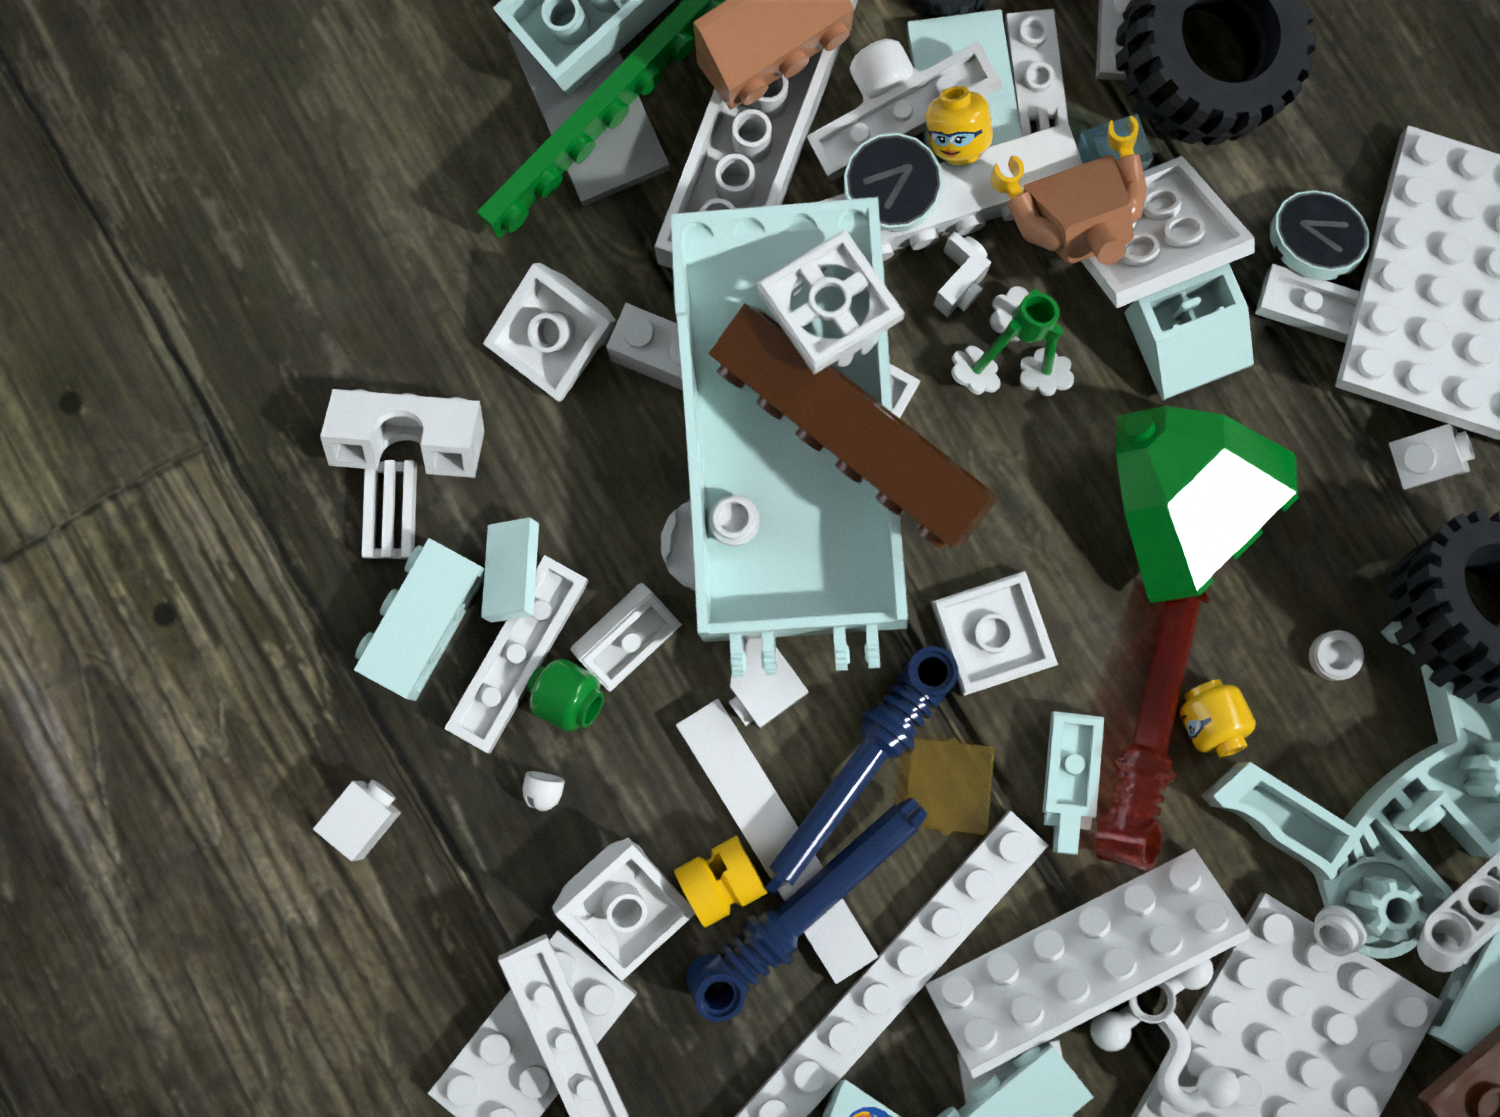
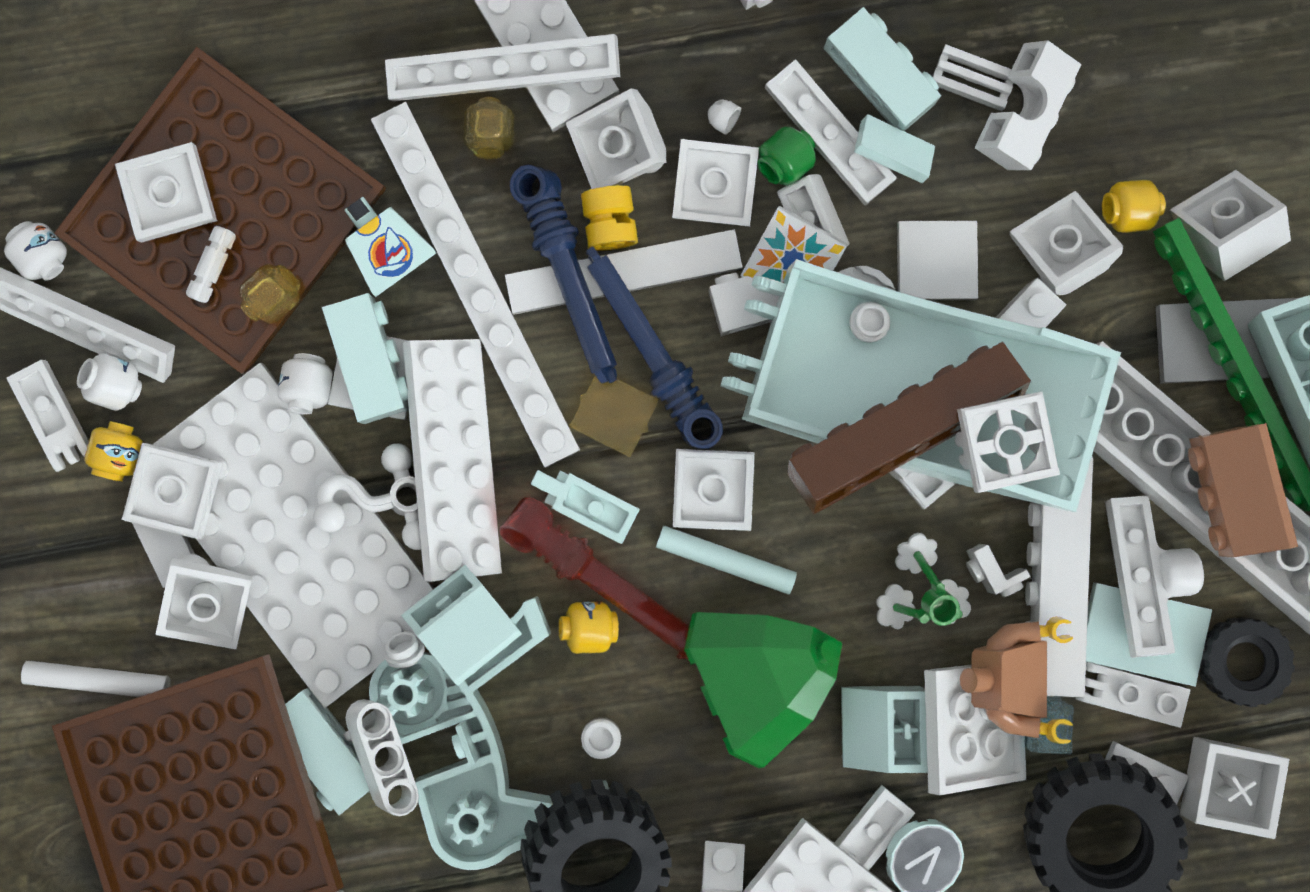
camera: 105 degrees right, 5 degrees up
(457, 153) = (1233, 224): none -> white slope
(477, 271) = (1133, 206): none -> yellow head
(623, 472) = (938, 259): none -> white tile
(628, 769) = (715, 182): none -> white plate
(664, 1074) = (488, 128): none -> clear yellow head
(670, 648) = (790, 239): none -> tile
(900, 174) = (1086, 542): black tile -> none
(959, 125) = (1111, 608): yellow head -> none
(1070, 587) = (726, 560): none -> light aqua piece
(1288, 871) = (461, 625): none -> light aqua slope

